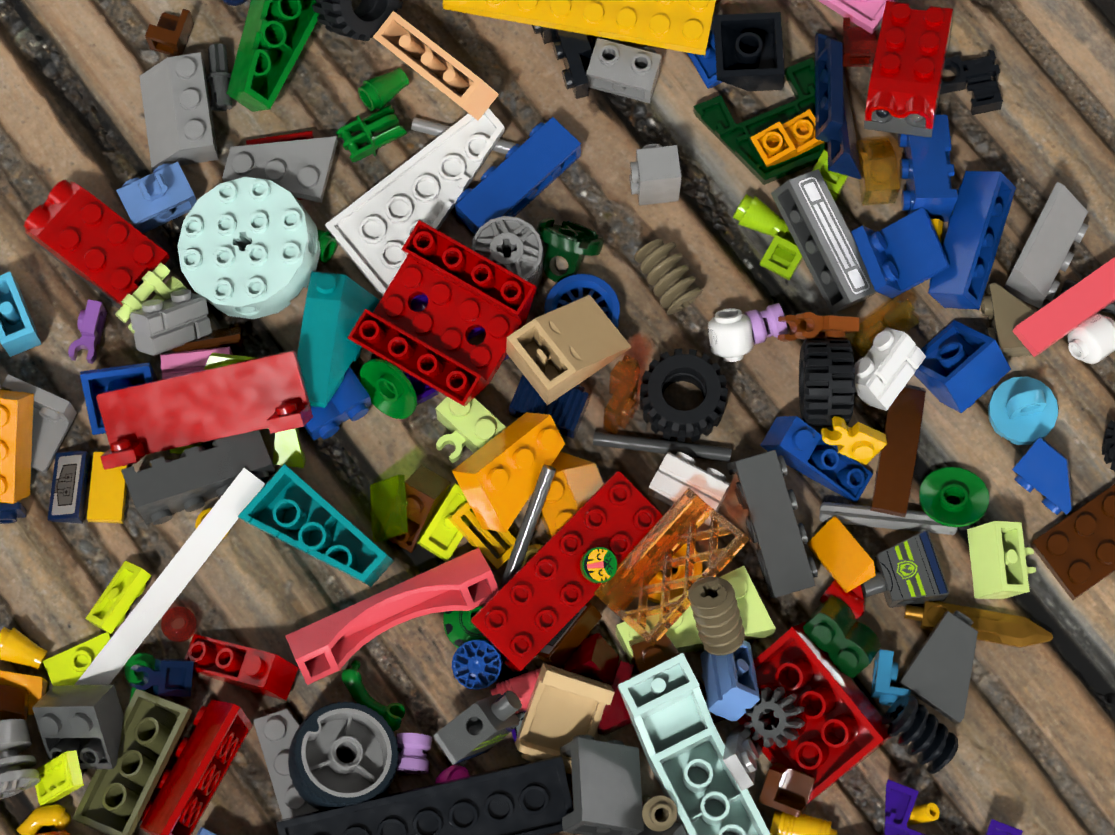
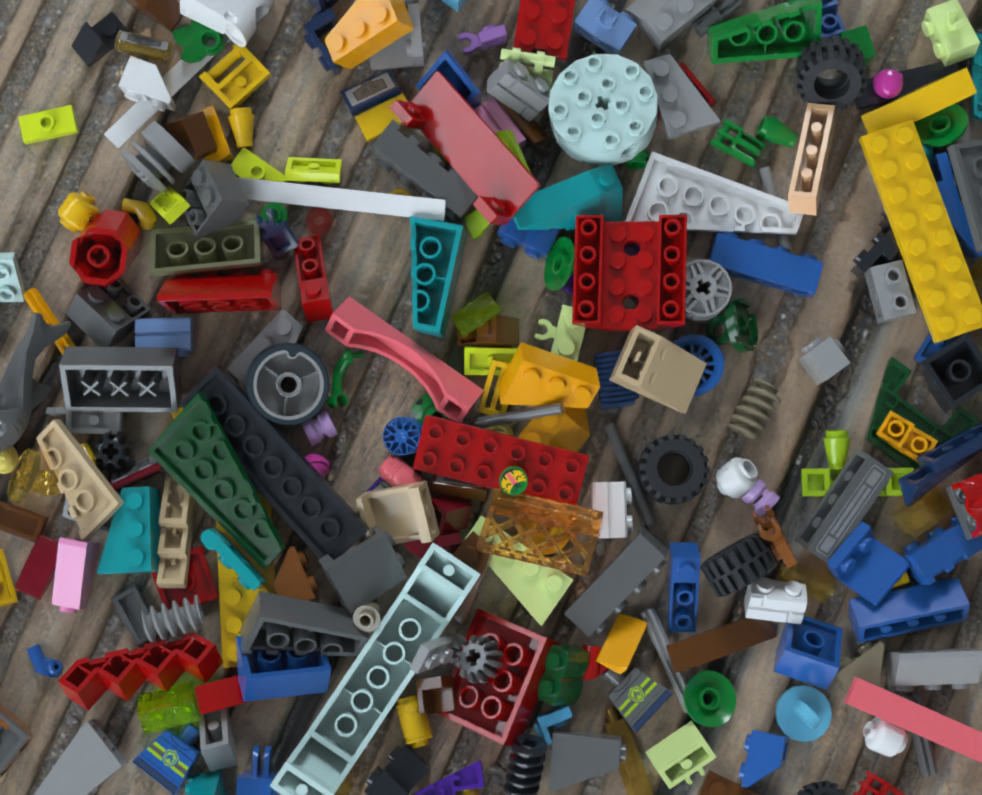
camera: 55 degrees right, 10 degrees up
(479, 727) = (366, 468): dark grey torso -> none
(624, 391) = (657, 425): clear orange slope -> none
(716, 615) = (521, 582): dark tan piece -> none
(730, 682) = (488, 613): medium blue brick -> none
(857, 443) = (707, 609): yellow plate -> none

